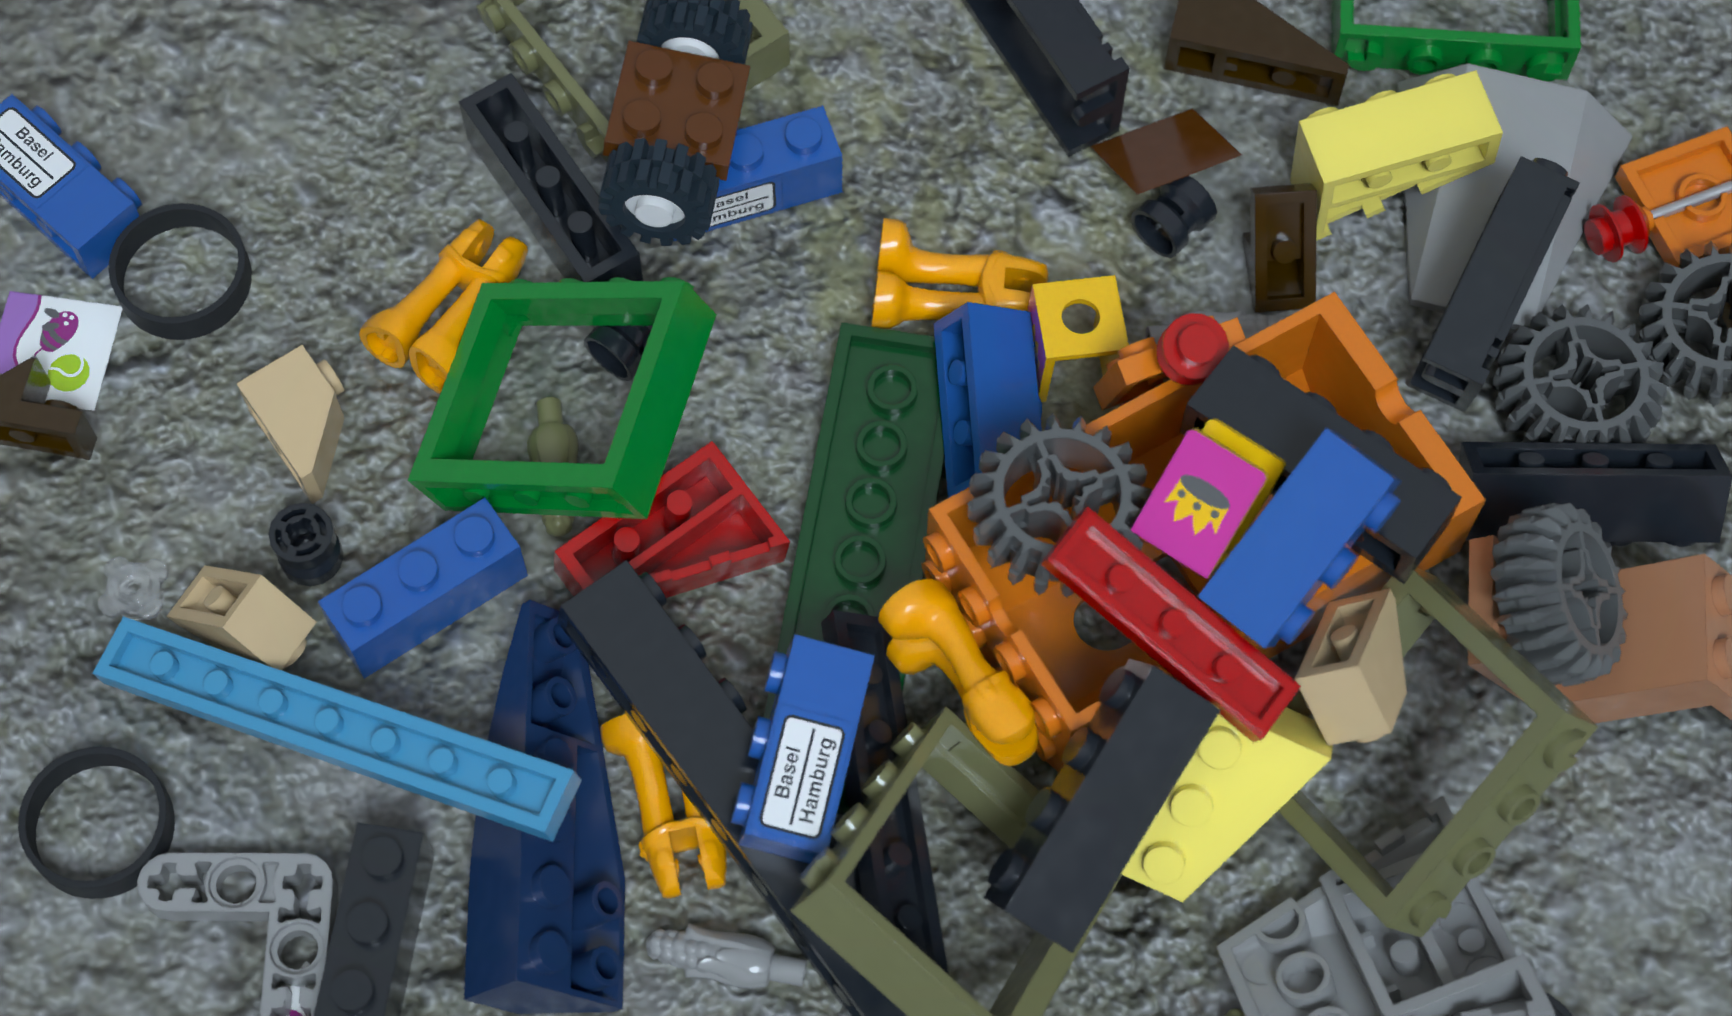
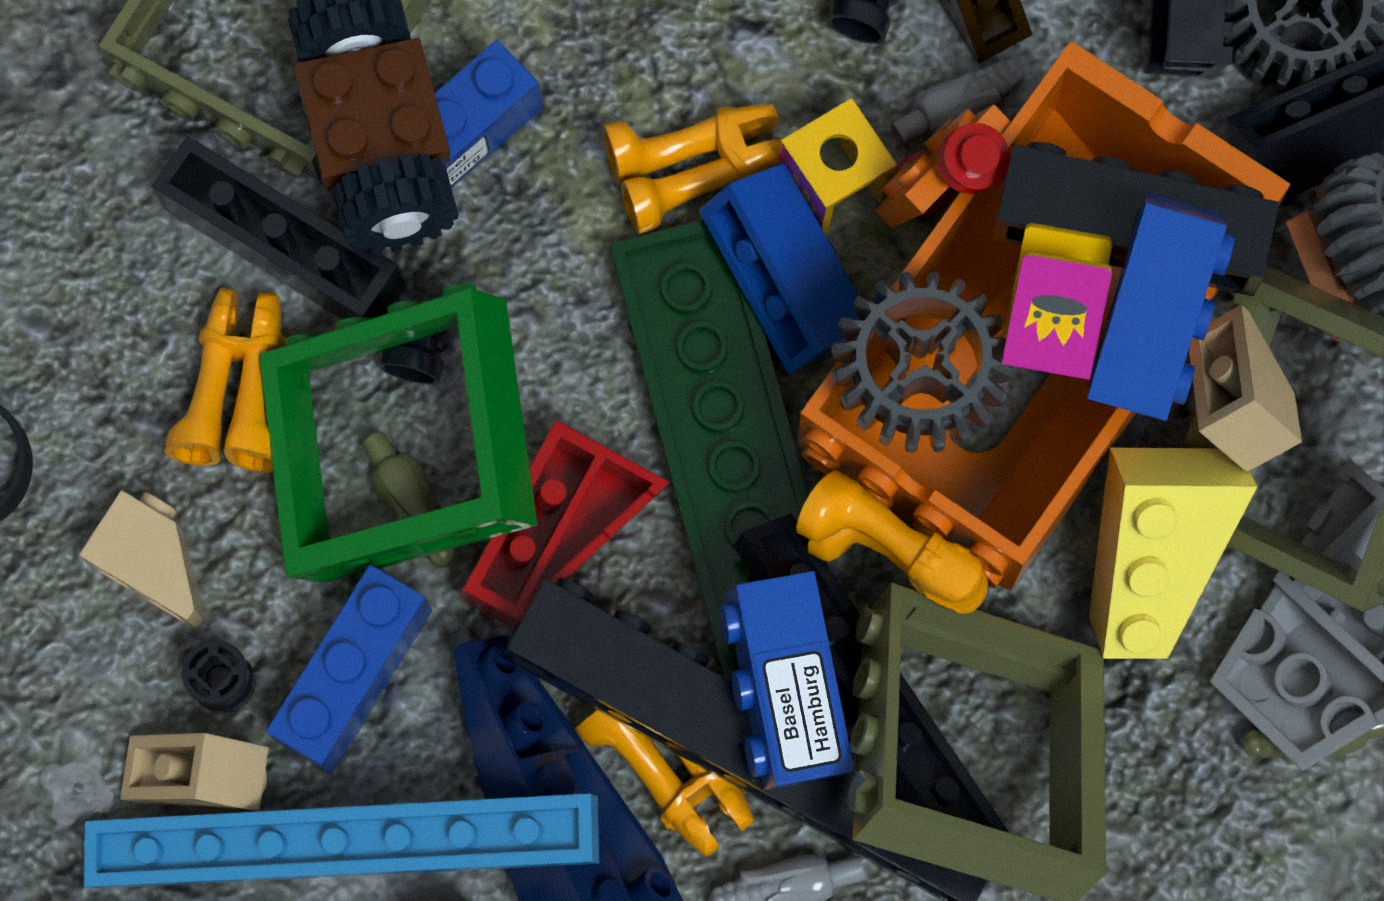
camera: 20 degrees left, 10 degrees up
(1100, 802) = (1077, 620): black brick -> none
(1170, 624) = (1072, 433): red tile -> none

